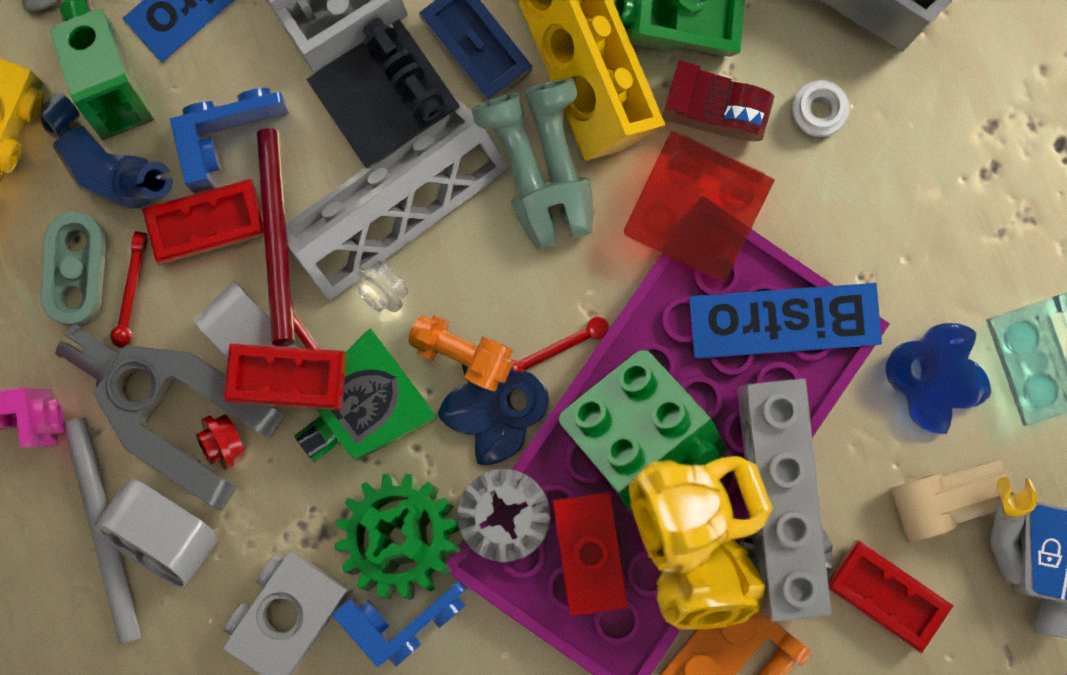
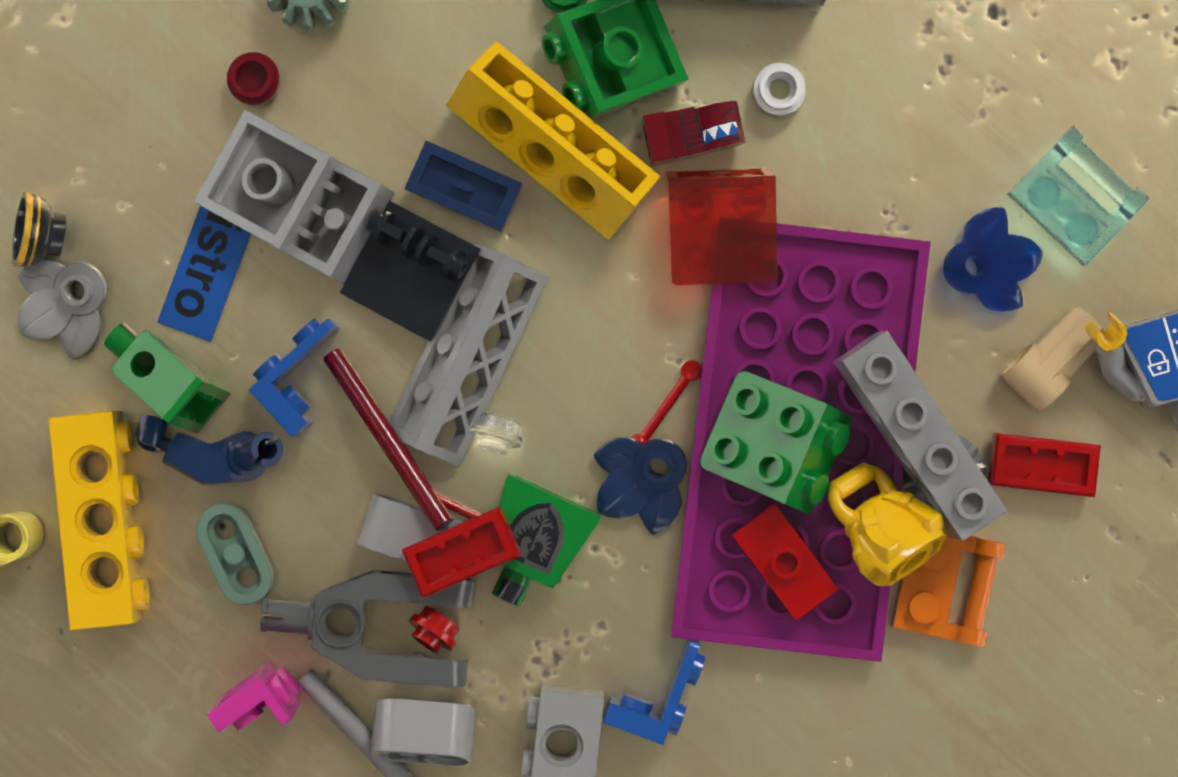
camera: 20 degrees left, 5 degrees up
(121, 334) = (303, 585): red hinge -> none
(204, 222) = (321, 457): red plate -> none
(383, 553) = (616, 650): green gear -> none
(486, 362) = (617, 450): orange bar -> none
(494, 541) = (695, 542): light grey gear -> none
(535, 195) = (602, 270): sand green piece -> none
(688, 513) = (849, 490): yellow piece -> none
(785, 320) = (843, 284): blue sticker -> none

